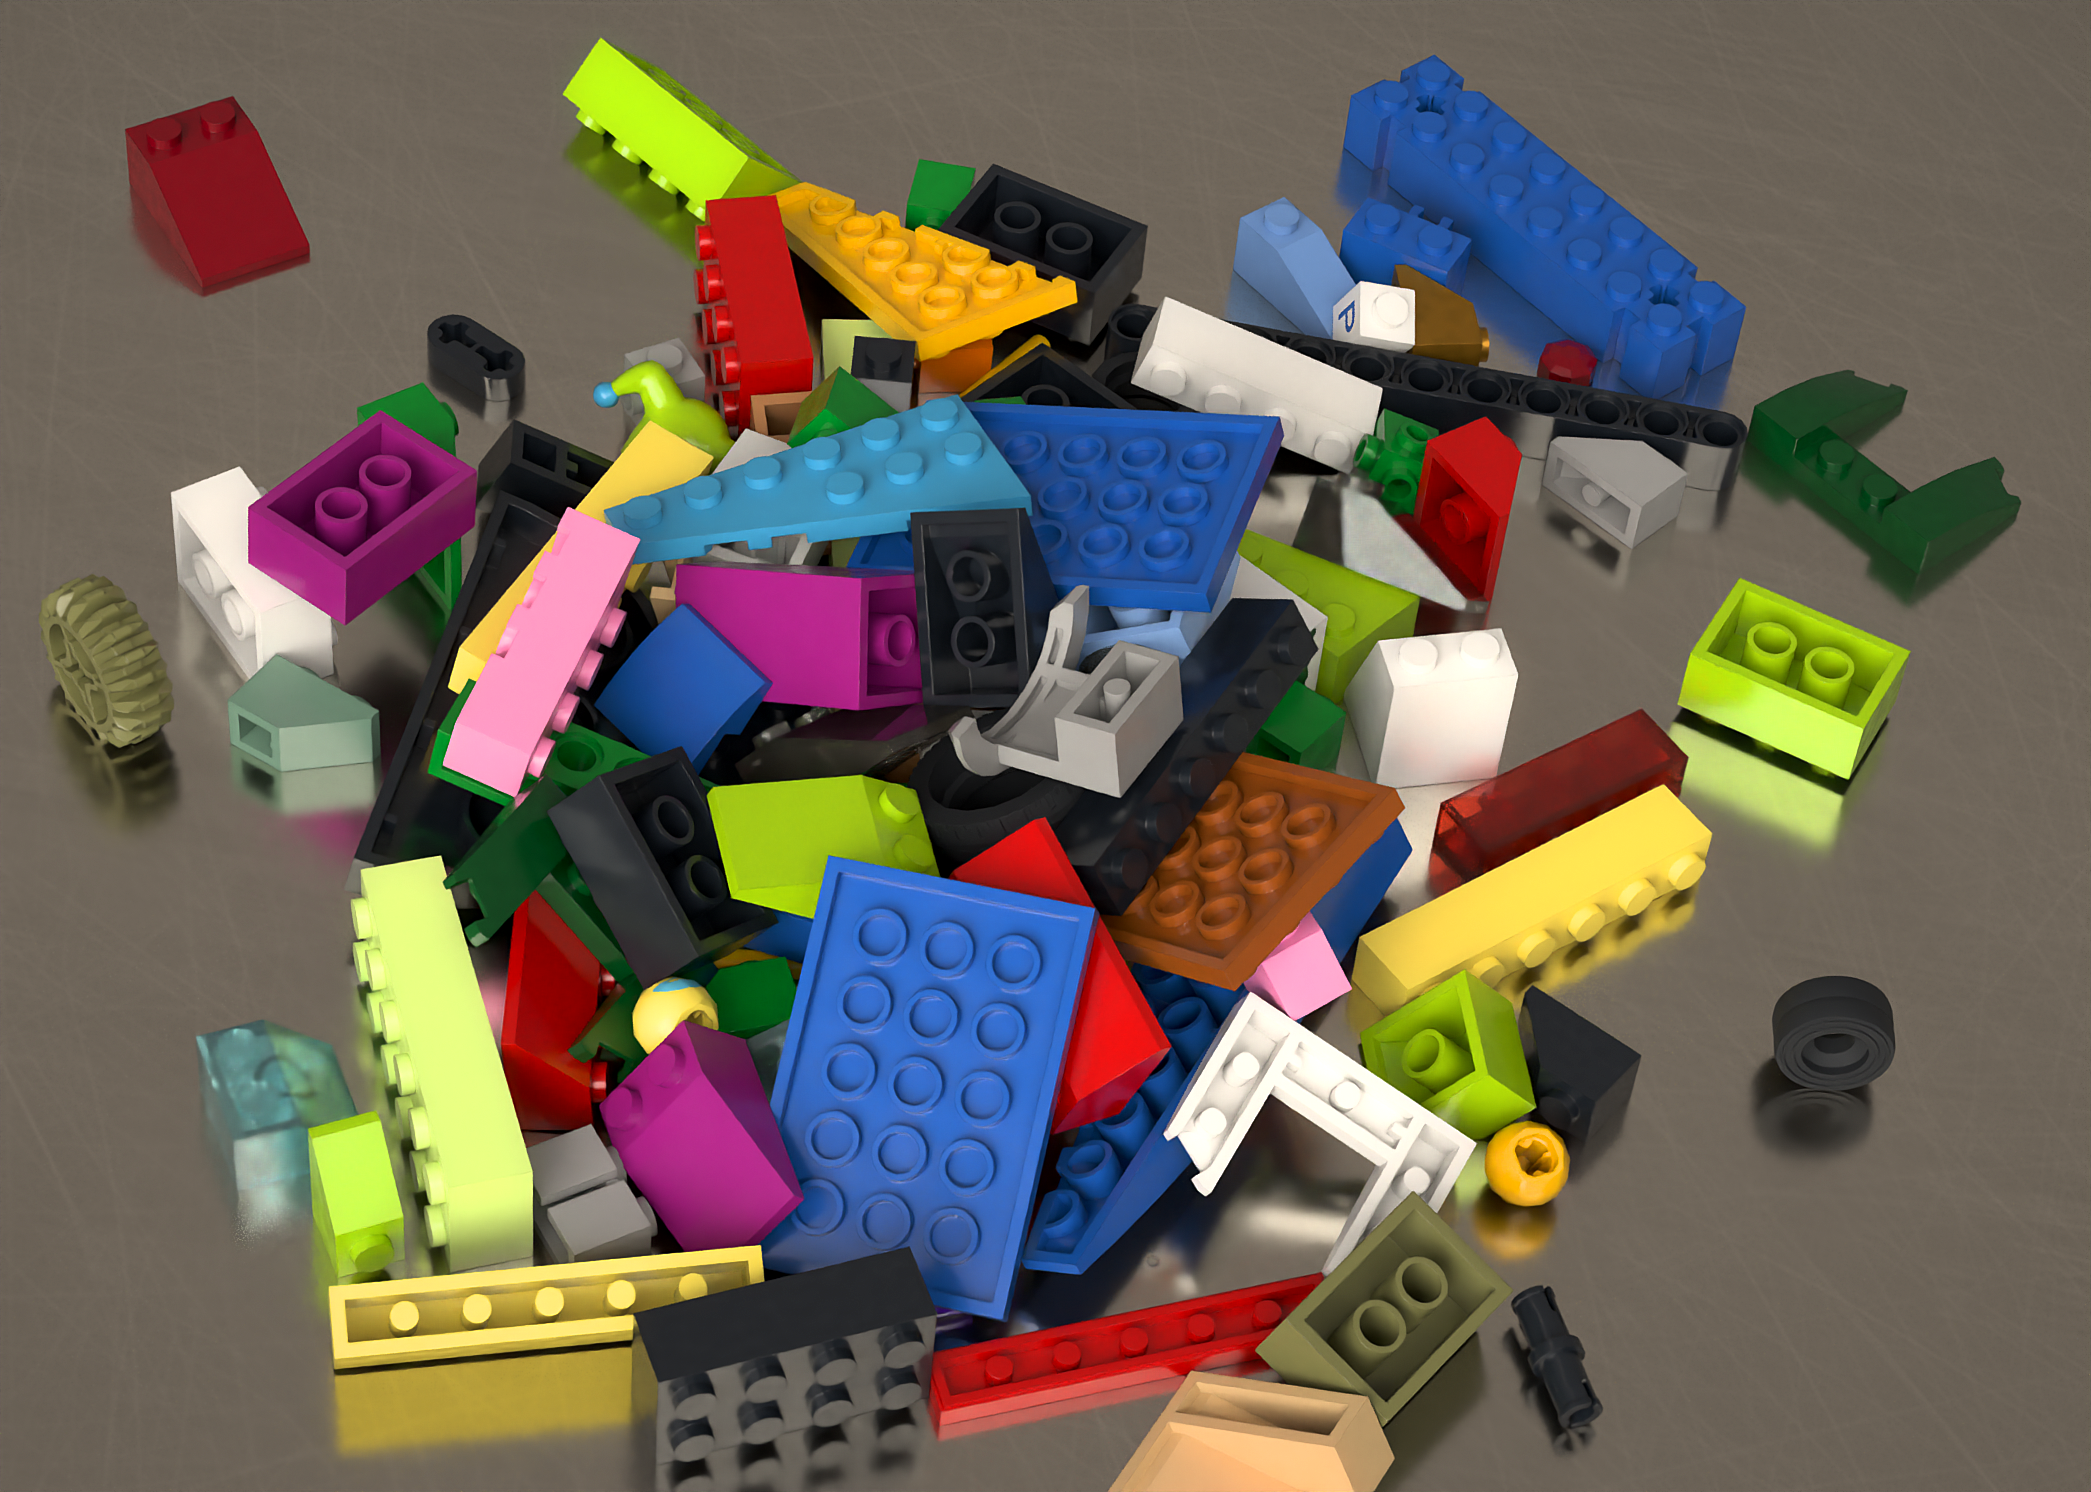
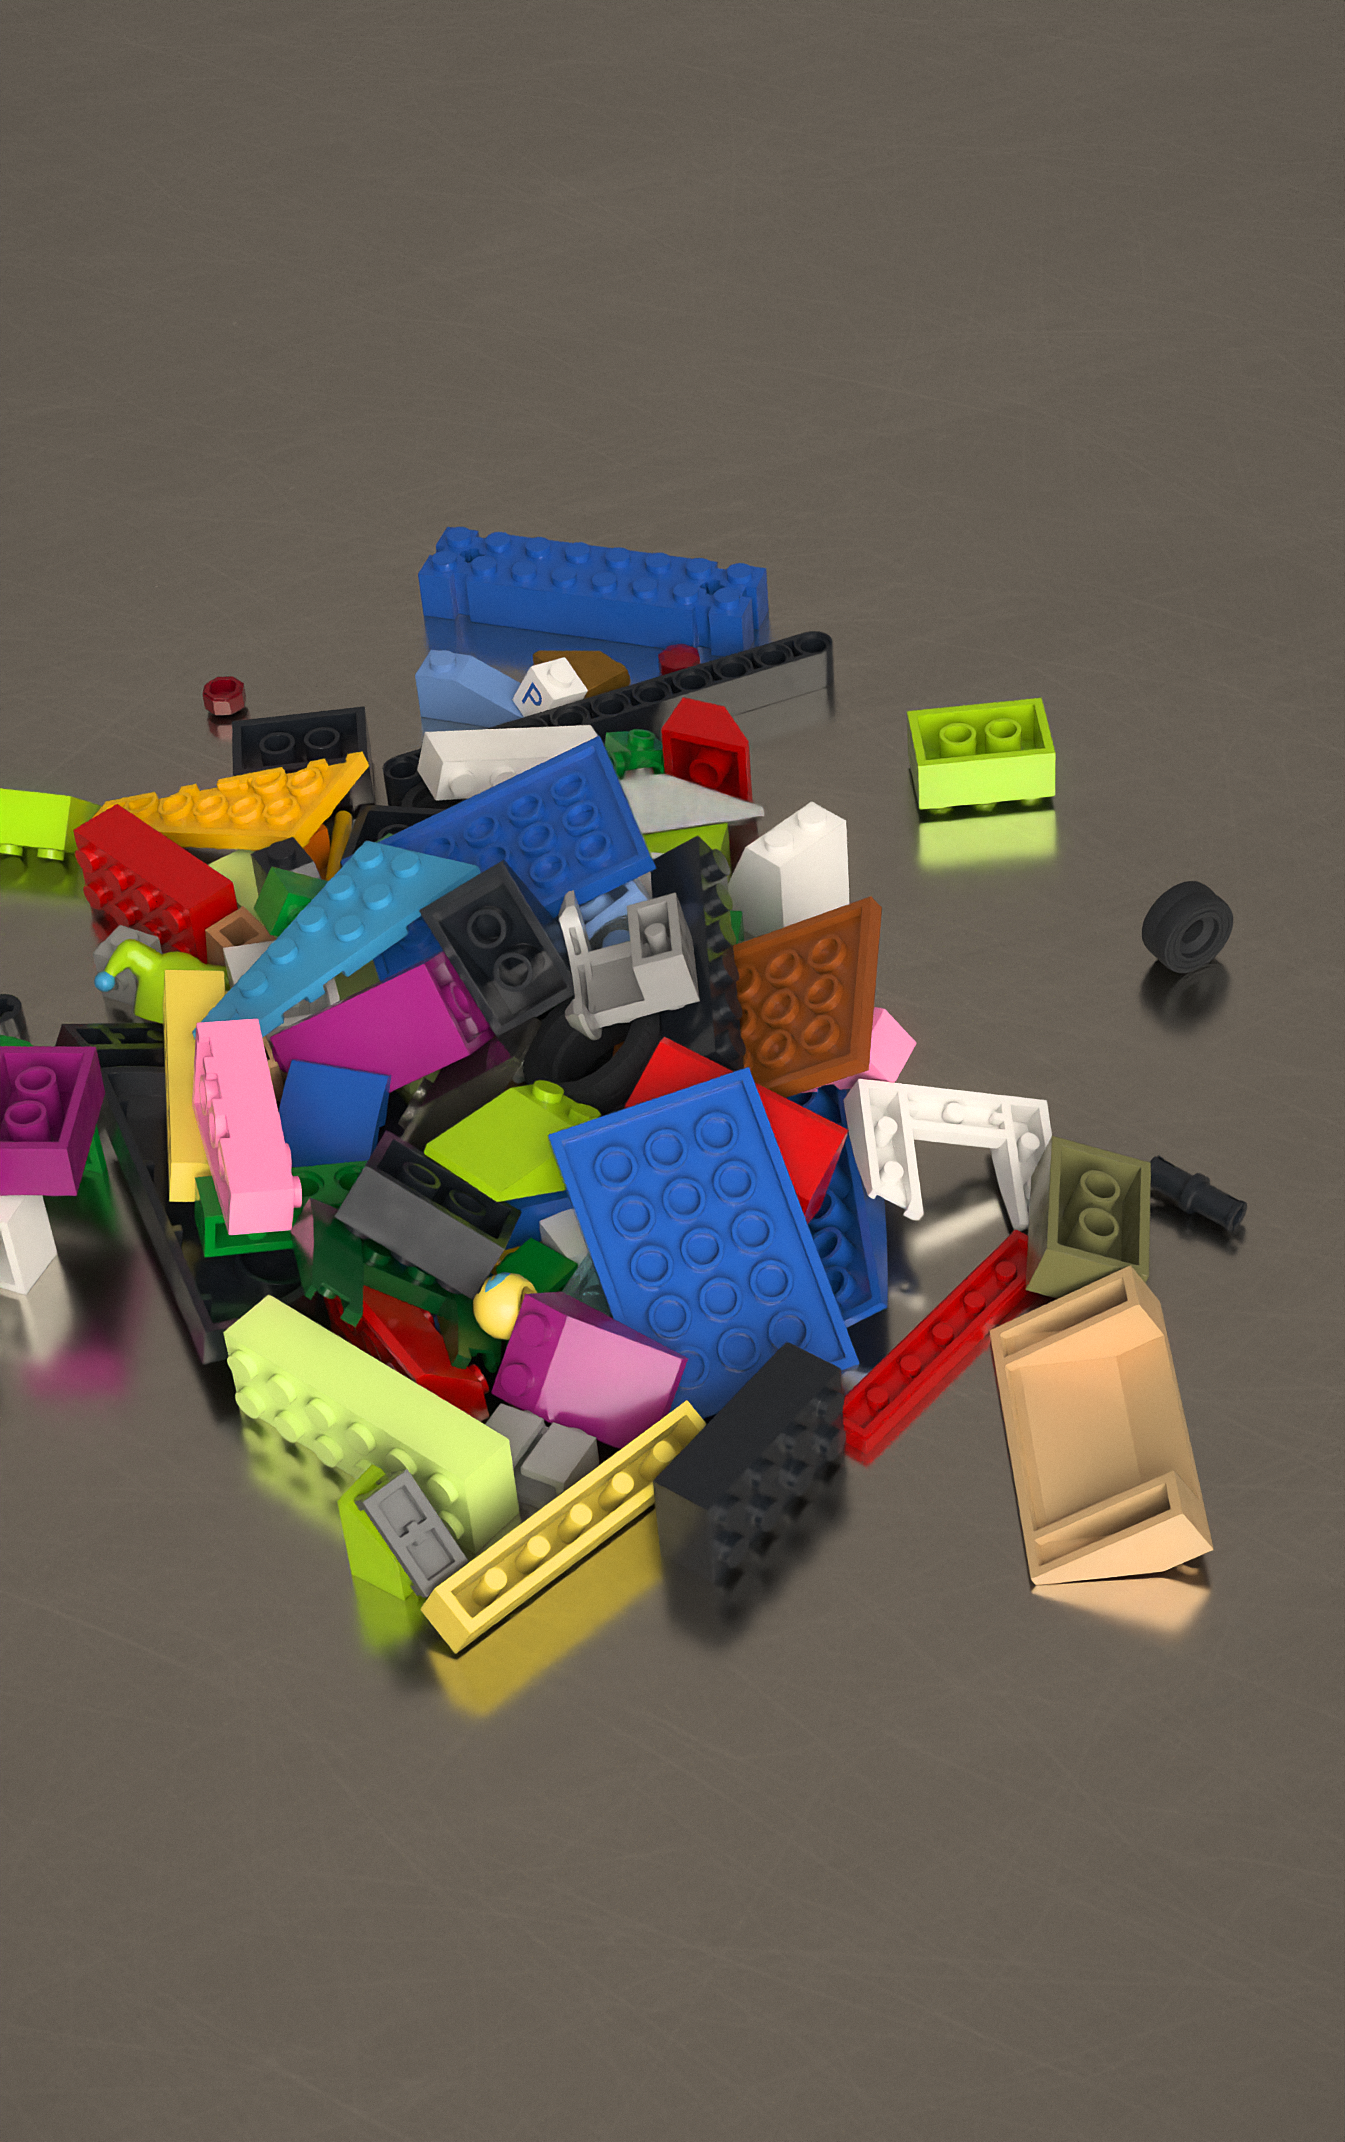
camera: 25 degrees left, 5 degrees down
(264, 1095) = (267, 1522): clear light blue slope -> none
(301, 720) = (71, 1286): sand green slope -> none
(353, 1210) = (412, 1531): none -> hinge
(936, 193) = (204, 762): green brick -> none
(1037, 125) = (224, 695): none -> dark red tile
(1387, 237) = (514, 641): blue brick -> none
(1455, 1056) = (983, 1058): lime slope -> none
(1526, 1164) = (1080, 1098): yellow piece -> none
(1537, 901) = (951, 952): light yellow brick -> none
(1556, 794) = (915, 885): clear red brick -> none
(1573, 1066) = (1048, 1032): black slope -> none
(1616, 484) = (775, 707): light grey slope -> none
(1805, 436) = (965, 642): dark green wedge -> none

